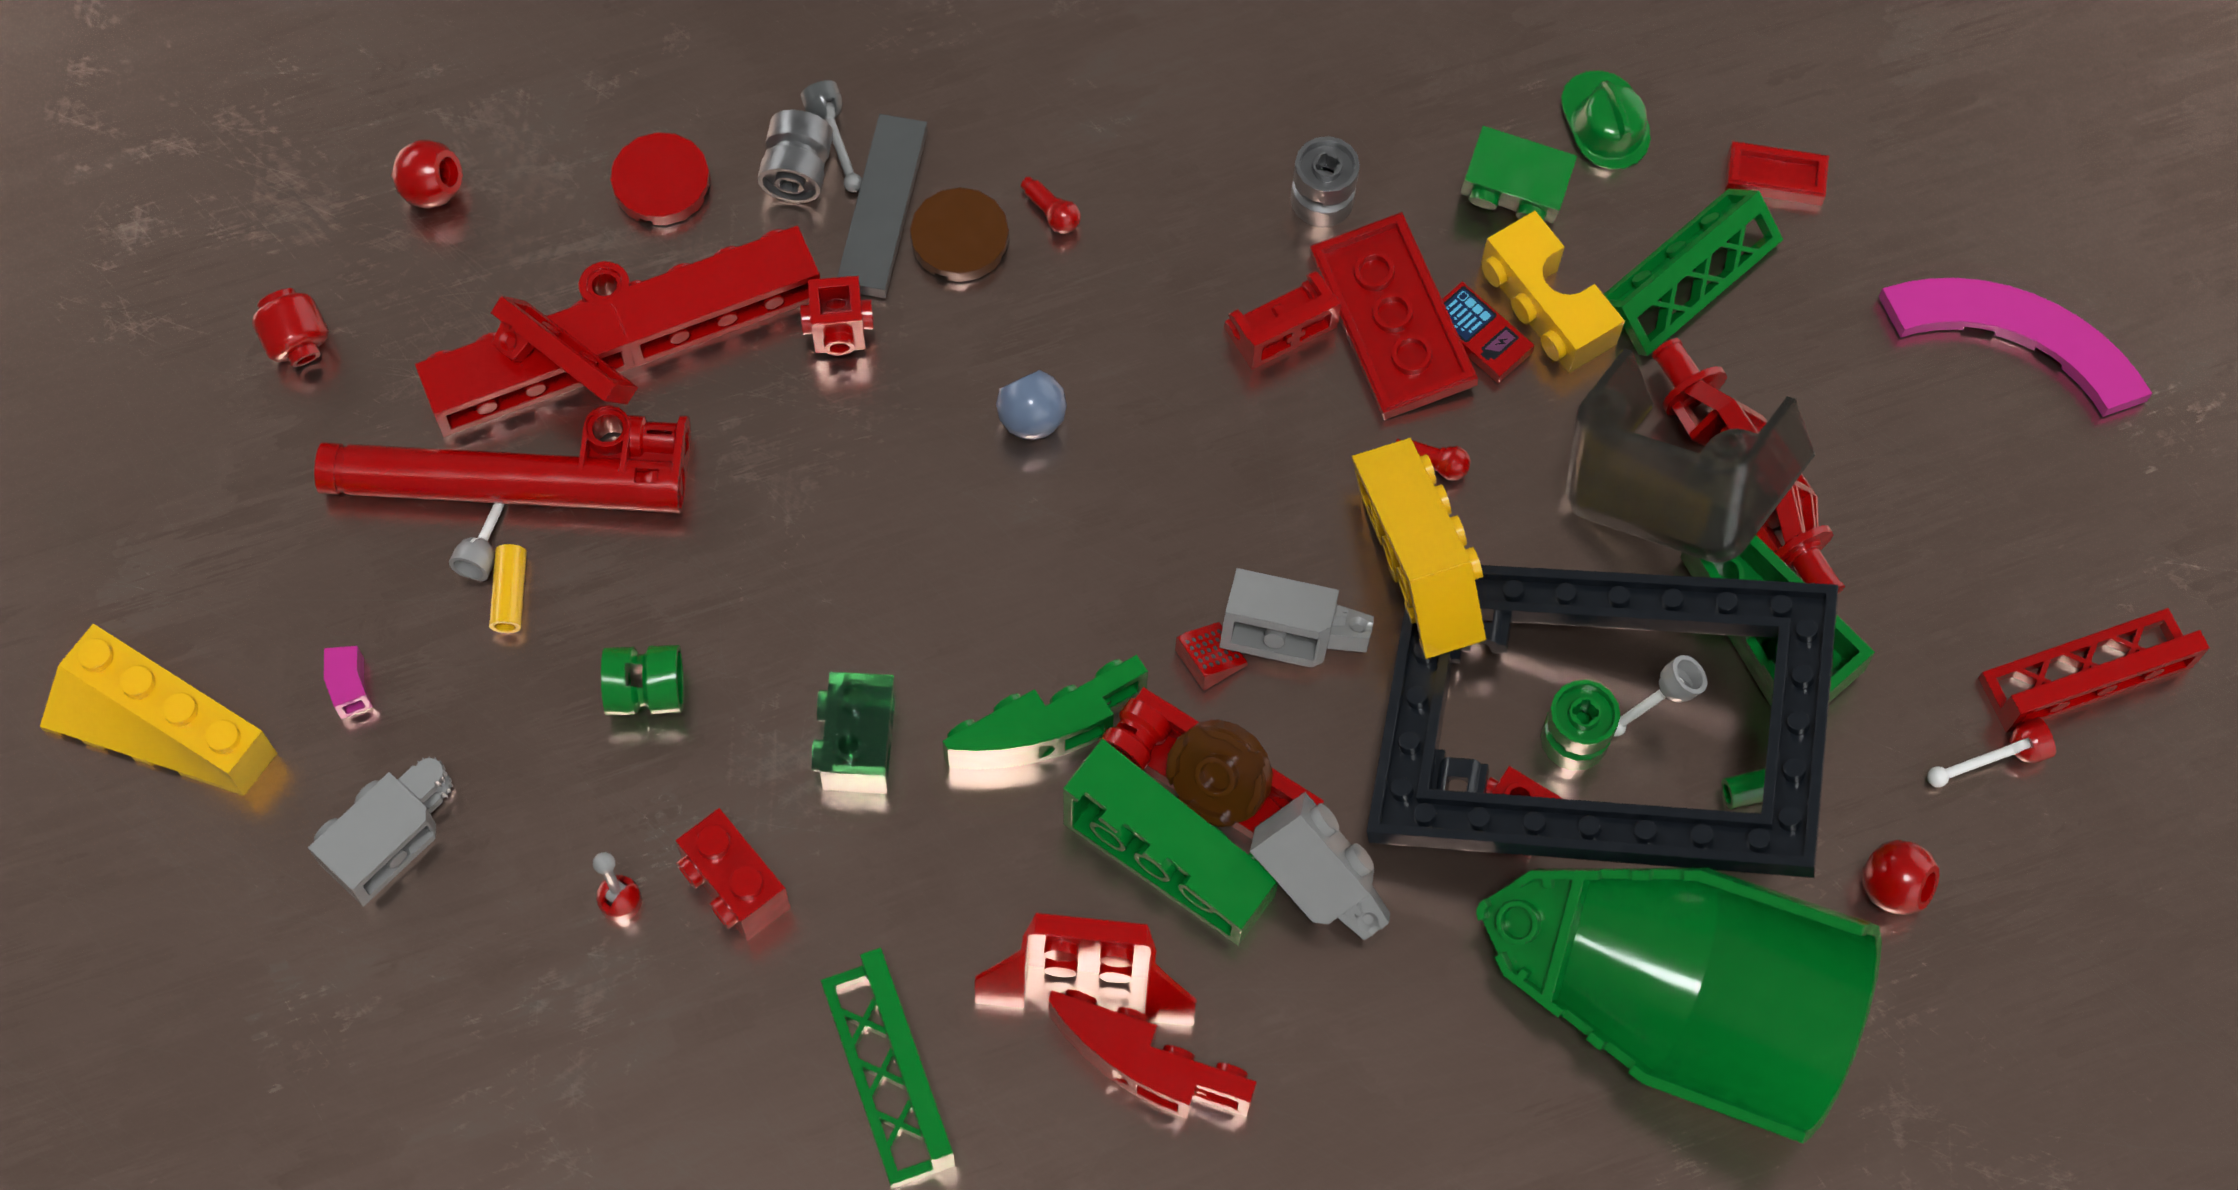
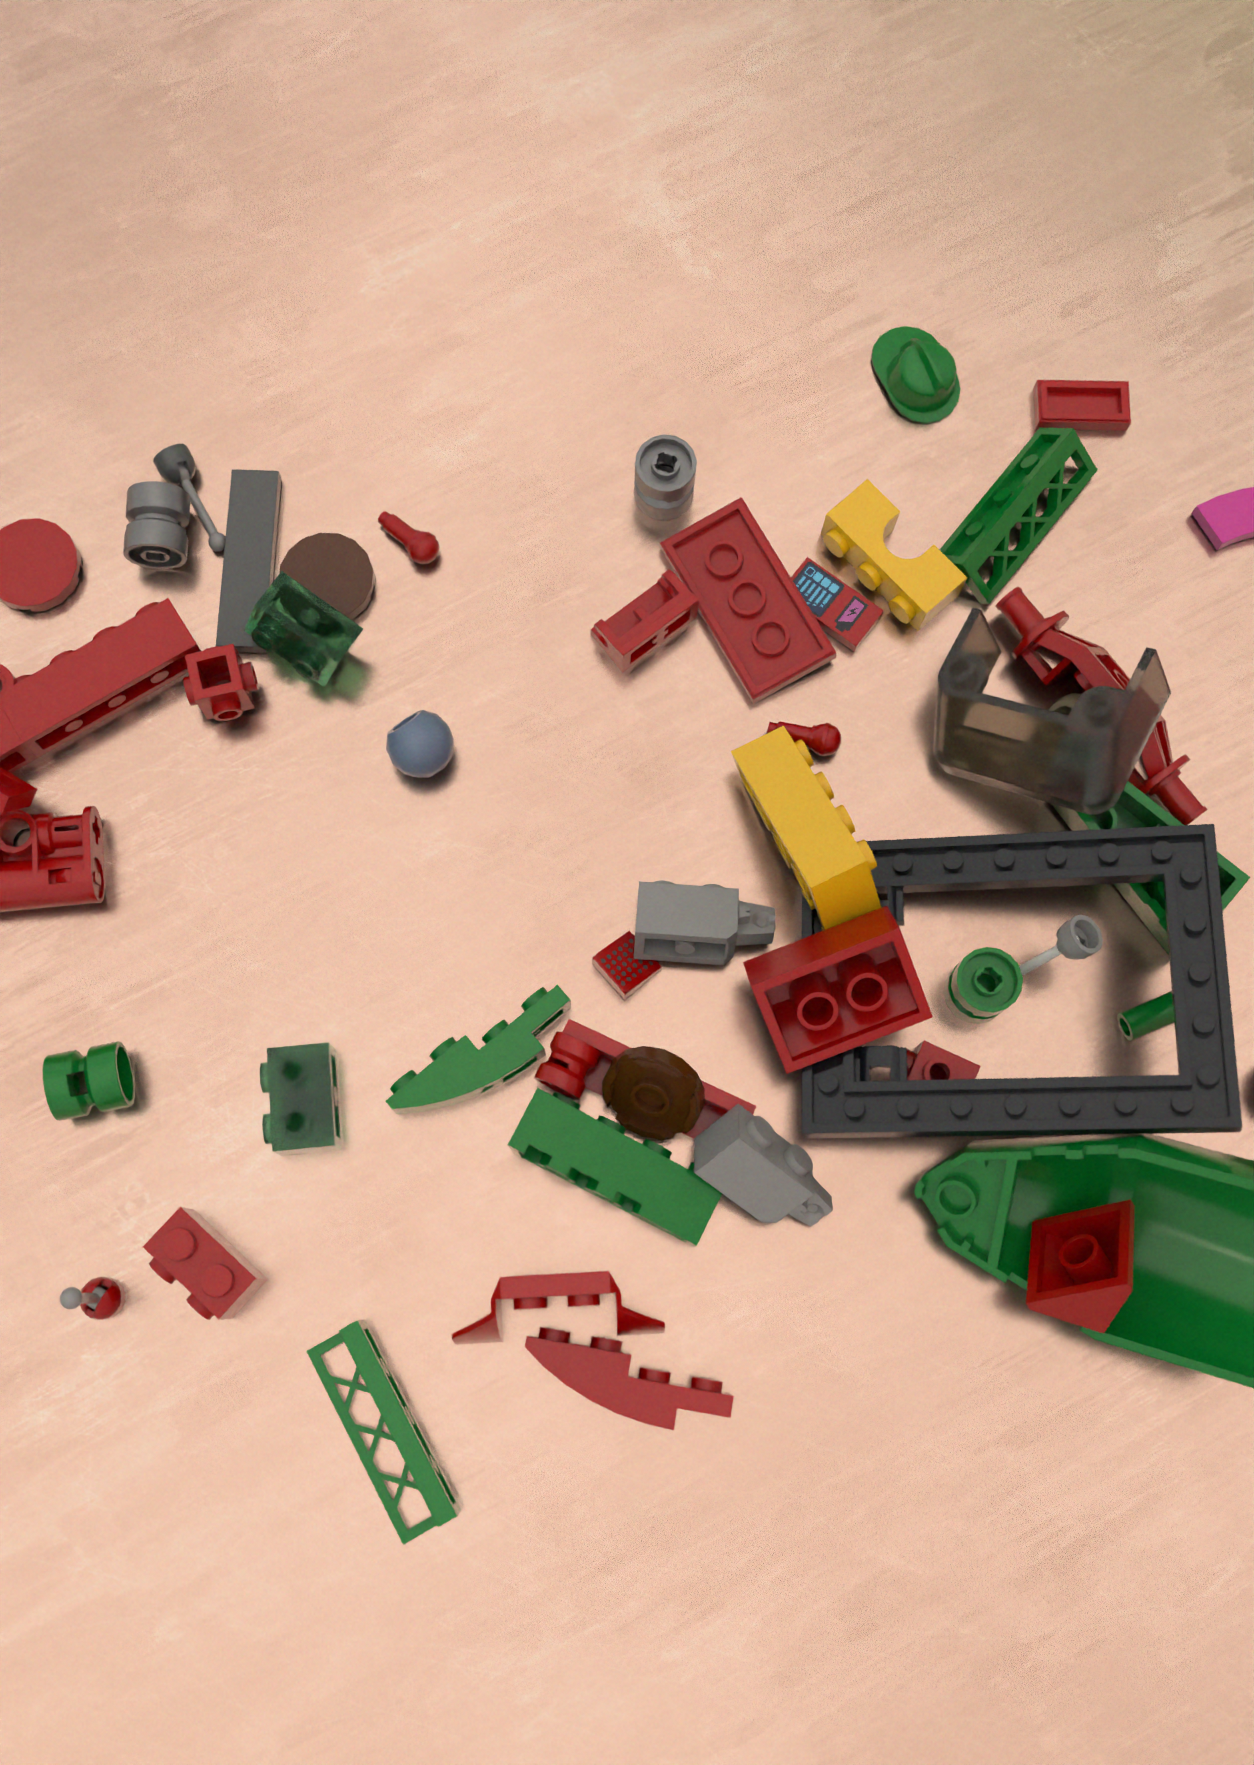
camera: 10 degrees left, 10 degrees up
(929, 275) = (302, 629): none -> clear green brick
(1425, 696) = (837, 989): none -> red slope
(1517, 175) = (845, 445): green brick -> none
(1638, 1007) = (1082, 1264): none -> red slope

